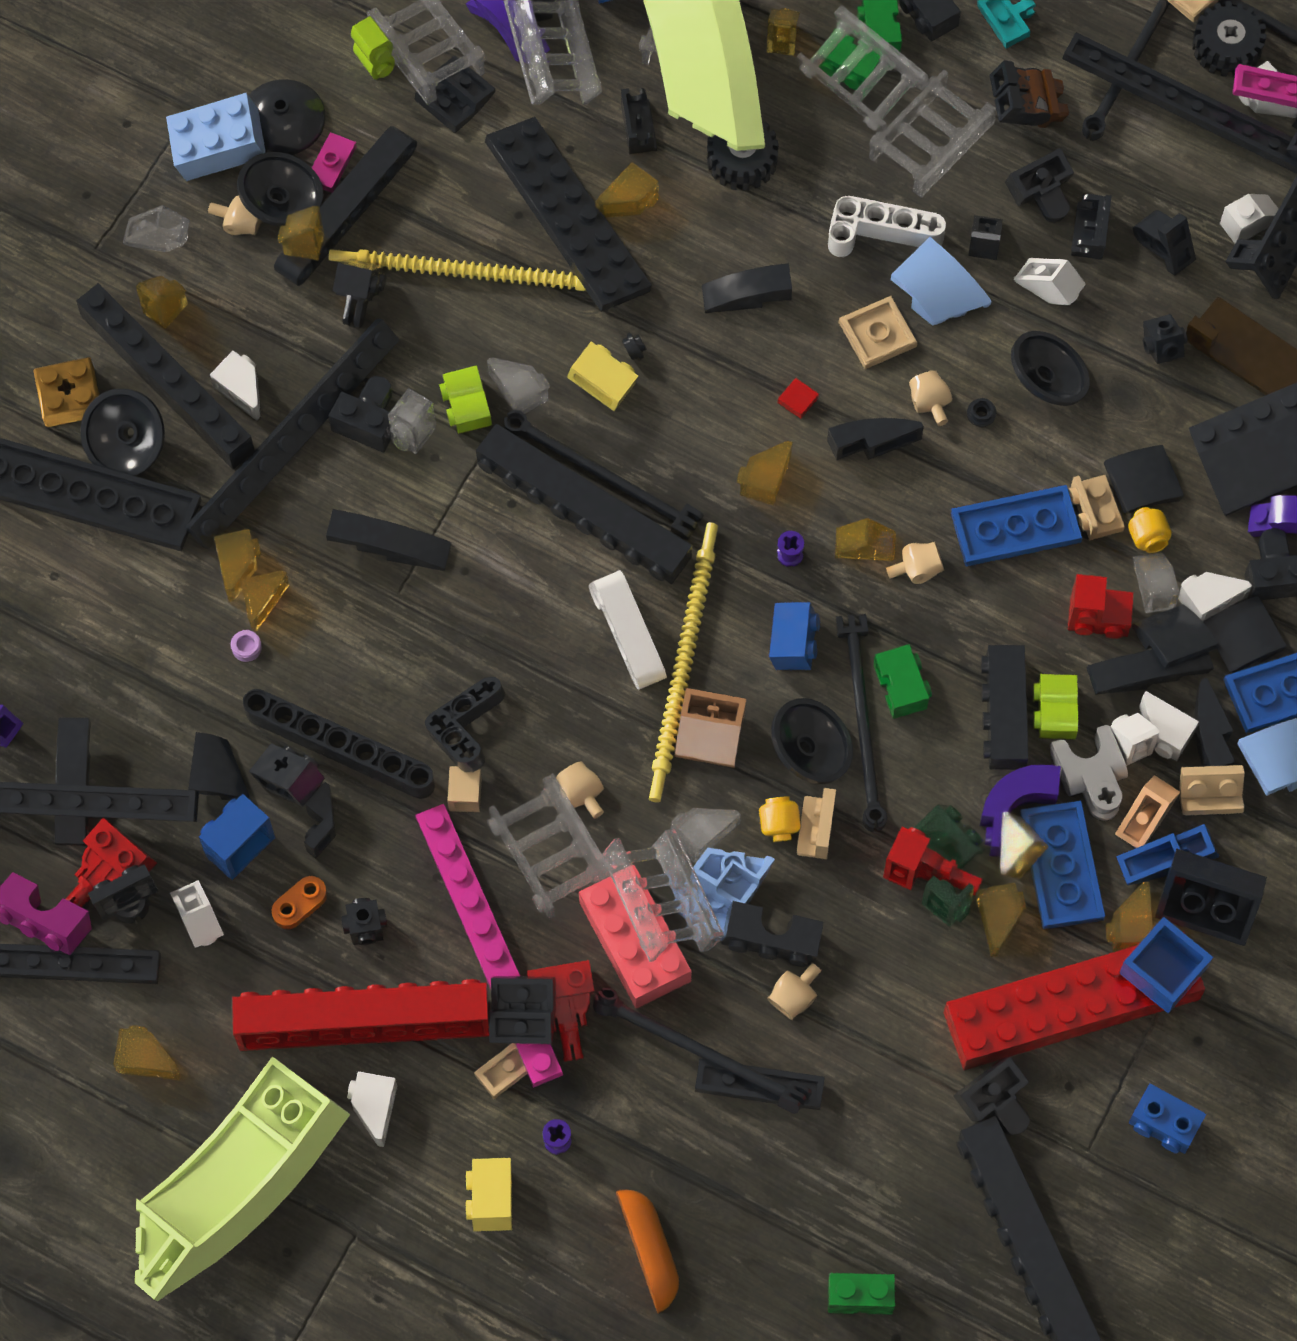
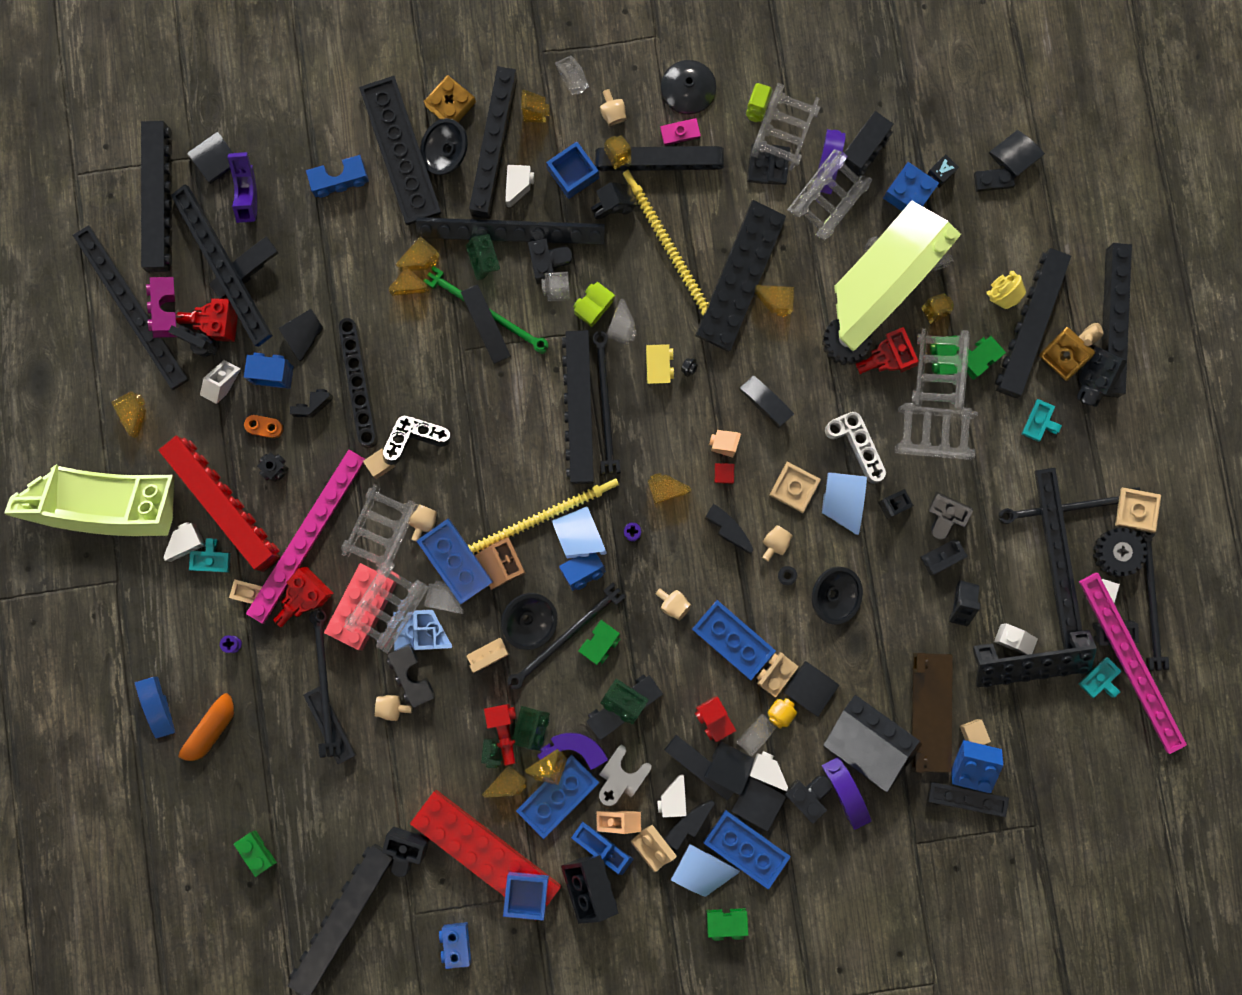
camera: 55 degrees right, 15 degrees up
(43, 609) = (352, 175): none -> blue arch
(215, 136) = (645, 62): light blue brick -> none
(246, 645) = (379, 296): lavender tile -> none
(279, 178) = (648, 112): black dish -> none
(279, 307) = (572, 170): none -> blue piece
(287, 774) = (319, 371): black brick -> none
(298, 486) = (482, 256): none -> clear green bracket
(423, 1088) = (210, 559): none -> teal plate
(455, 502) = (437, 280): none -> green hinge
(491, 1194) = (177, 633): light yellow brick -> none
(522, 1009) = (276, 581): black slope -> none
(566, 1293) = (155, 706): none -> blue slope
(628, 628) = (524, 480): white beam -> none
(638, 122) = (824, 272): black hinge -> none
(665, 777) = (454, 561): none -> blue plate
(746, 608) = (578, 534): none -> light blue slope
(763, 365) = (725, 442): none -> light nougat slope
(779, 818) = (477, 634): yellow head -> none
(800, 110) = (893, 353): none -> red brick
(865, 541) = (666, 567): clear yellow slope -> none
(1001, 693) = (624, 701): none -> clear green bracket
(1029, 94) = (996, 468): hips -> none
(1051, 280) = (893, 557): white slope -> none
(1056, 706) = (644, 733): lime brick -> none
(1131, 920) = (550, 855): clear yellow slope -> none
(1134, 737) = (654, 785): white slope -> none
(1164, 339) = (902, 644): black brick -> none

